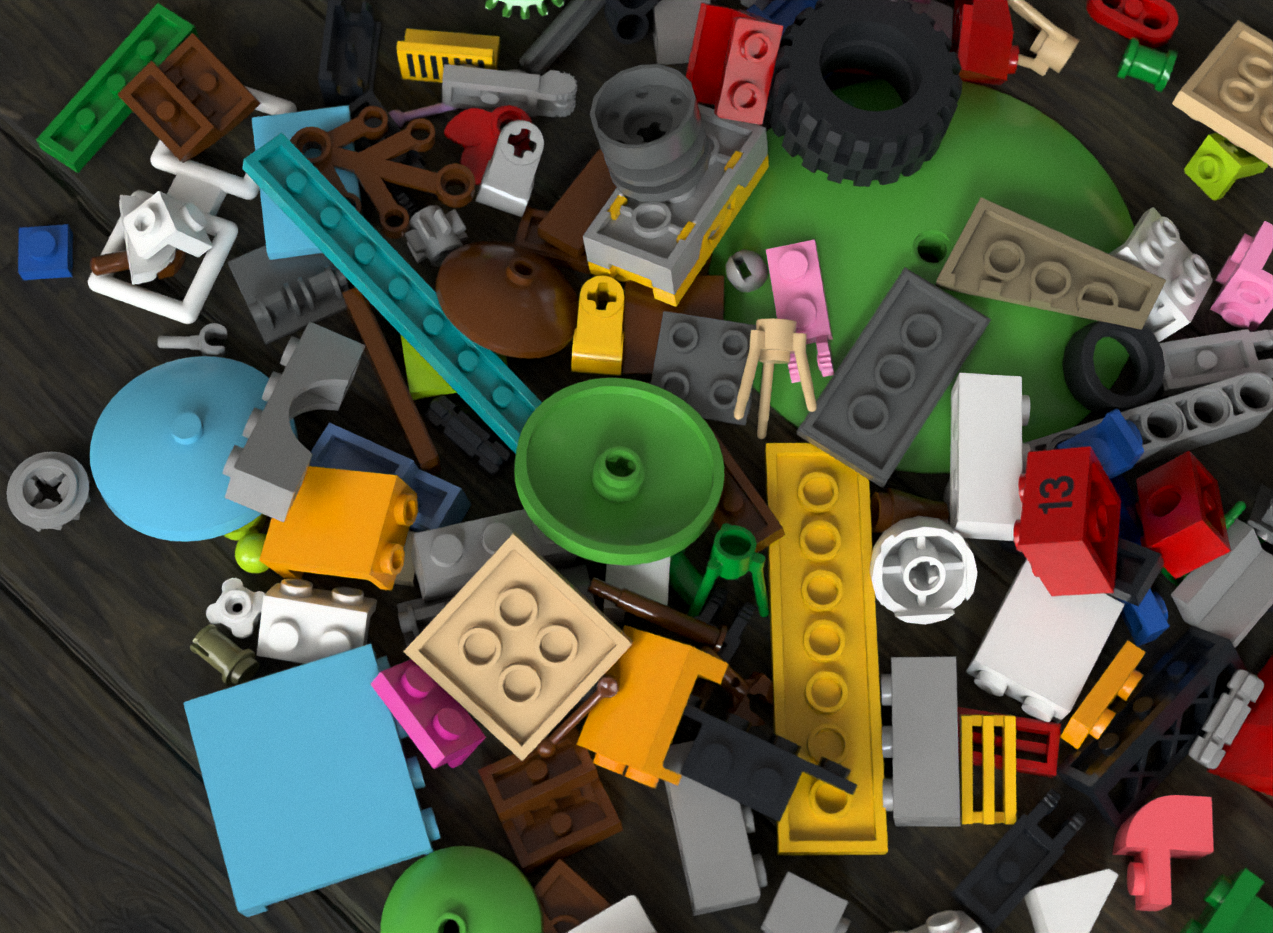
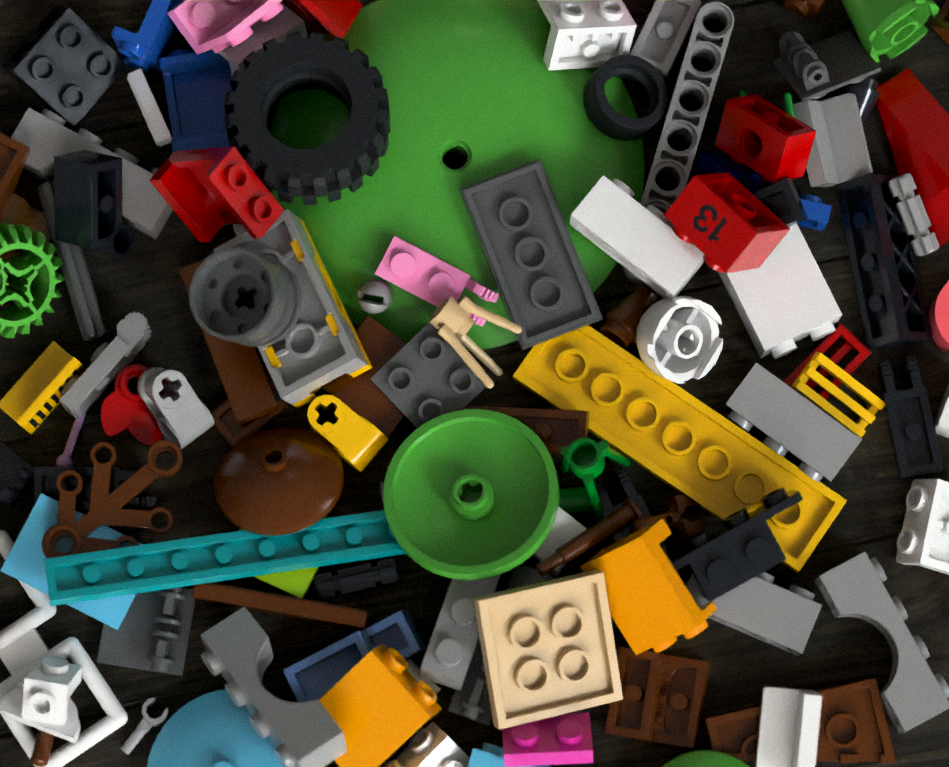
camera: 50 degrees left, 10 degrees up
(435, 234) = (188, 497): light grey gear -> none
(607, 687) = (619, 608): reddish brown hinge -> none
(1044, 269) = (523, 100): dark tan wing -> none
(1113, 441) = (684, 156): blue bracket -> none
(1118, 680) = (840, 264): light orange plate -> none

